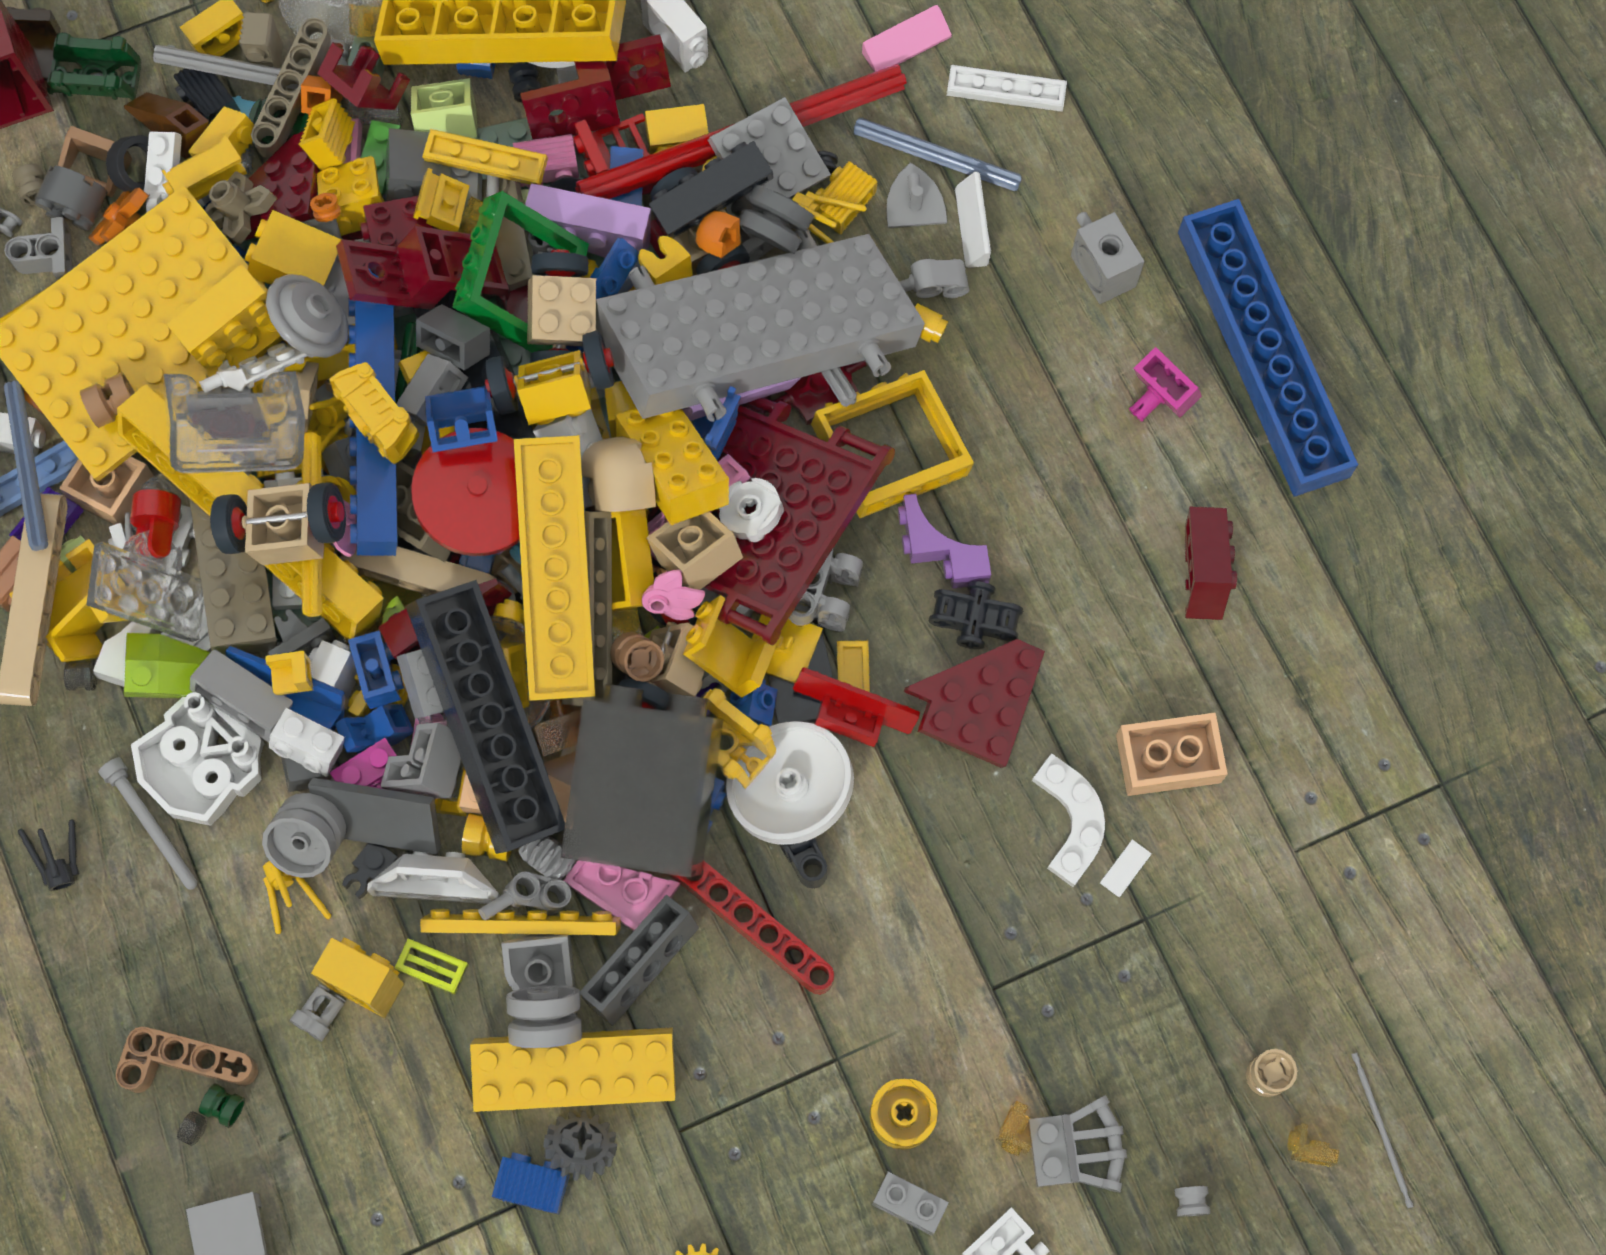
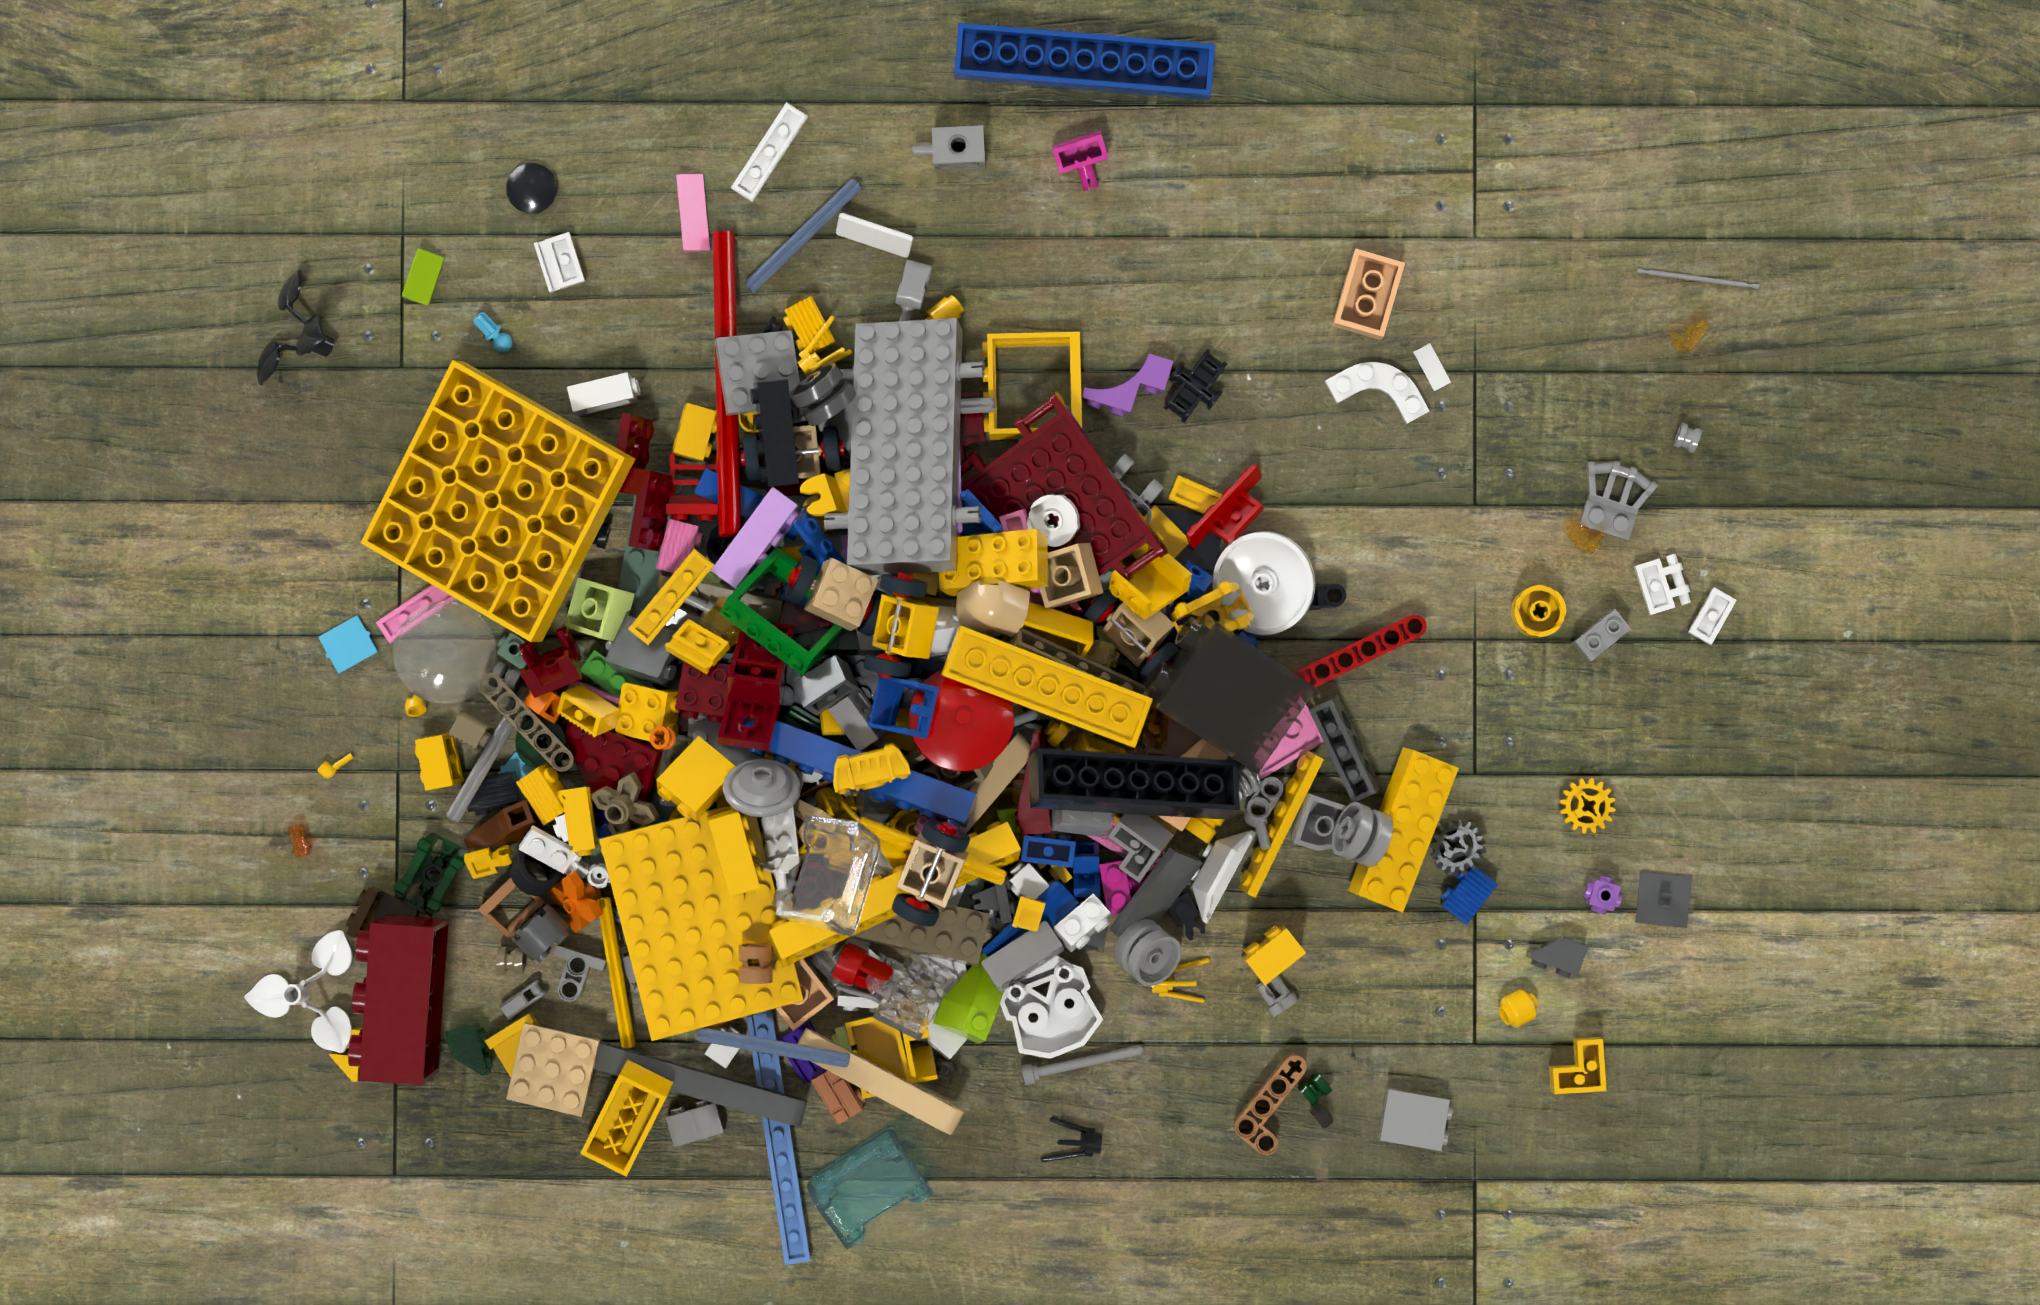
camera: 60 degrees left, 15 degrees up
(124, 112) = (485, 863): none -> yellow plate
(363, 19) = (492, 638): clear yellow brick -> none
(457, 977) = (1262, 915): neon yellow tile -> none
(637, 656) = (1129, 654): medium nougat wheel -> none
(671, 598) = (1098, 610): bright pink plate -> none
(718, 233) = (815, 445): orange brick -> none
(914, 200) = (832, 271): light grey shield -> none
(980, 701) = (1263, 413): dark red wing -> none
(1209, 562) = (1233, 191): dark red wedge -> none
(1271, 1073) = (1626, 338): tan wheel -> none

